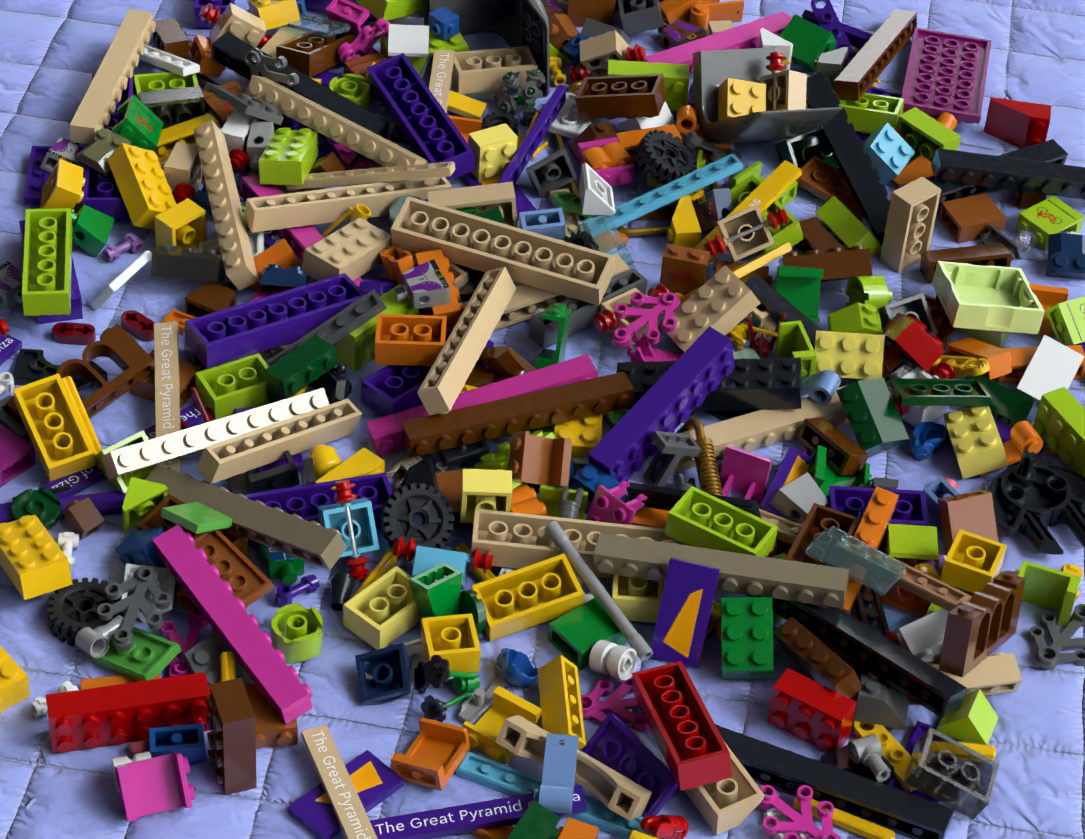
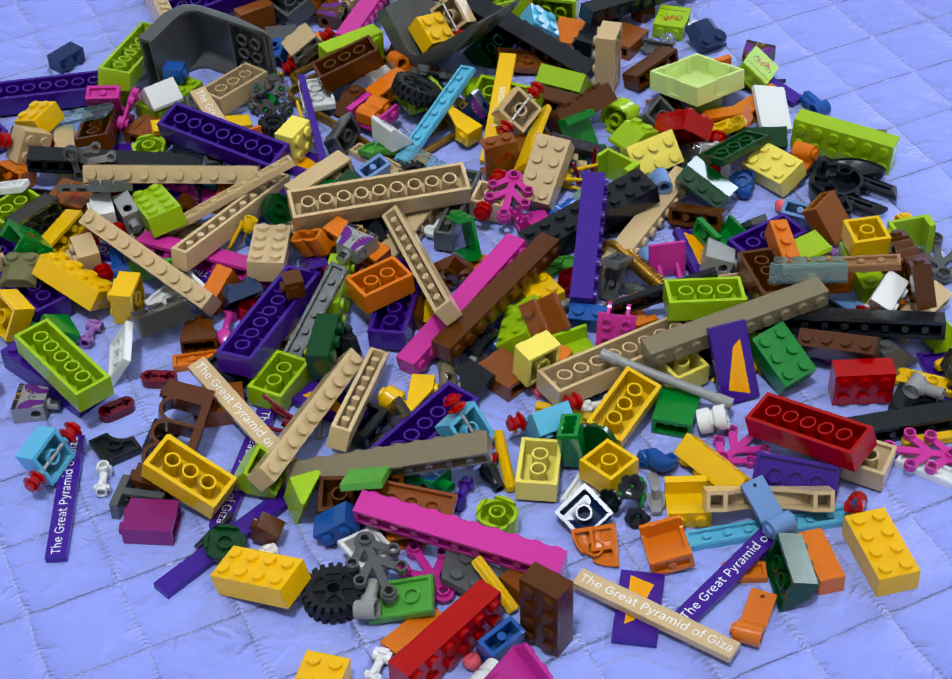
camera: 30 degrees left, 0 degrees up
(320, 293) = (292, 284): none -> reddish brown brick
(371, 712) = (599, 543): none -> orange brick
(420, 500) = (501, 386): black wheel -> none
(569, 508) = (584, 341): dark grey hinge -> none

